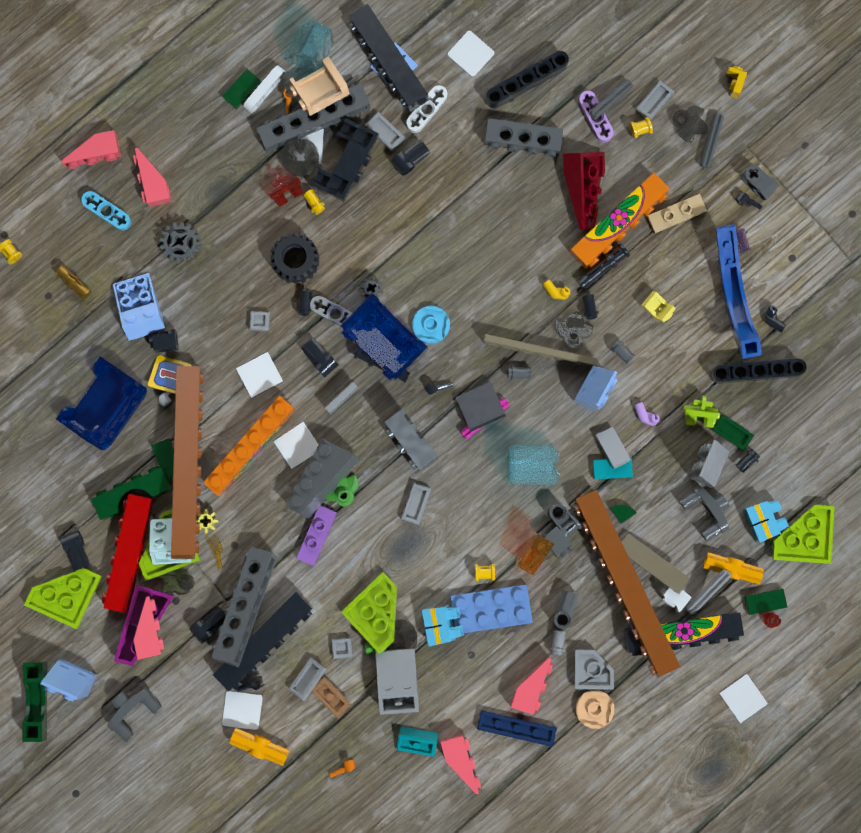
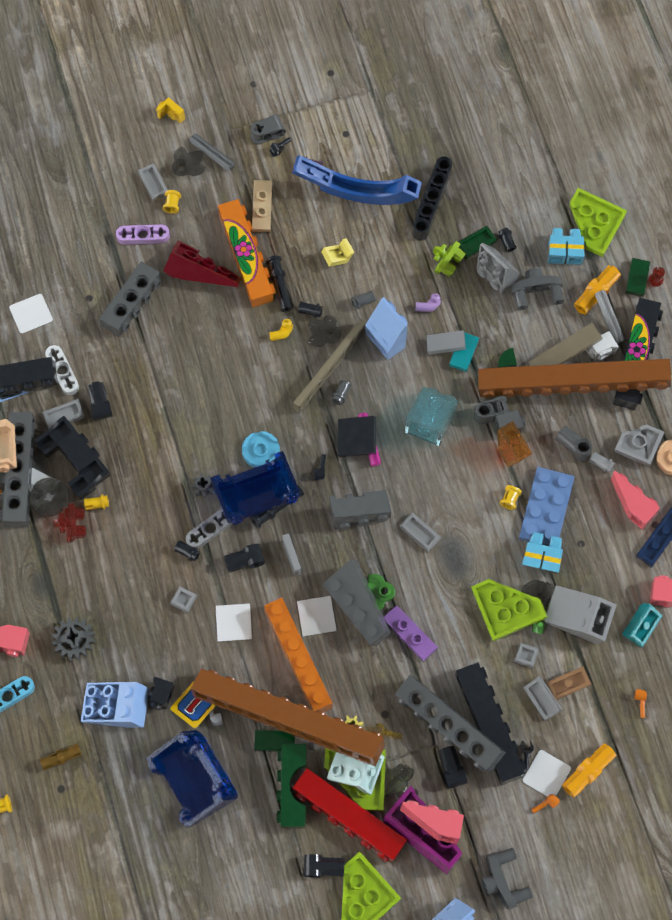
camera: 65 degrees left, 15 degrees down
(219, 724) = (552, 800): none -> orange hand
(294, 242) = (135, 526): black tyre -> none
(532, 72) = (82, 282): black beam -> none
(610, 99) = (134, 214): dark grey axle -> none
(771, 319) = (390, 170): black arm -> none

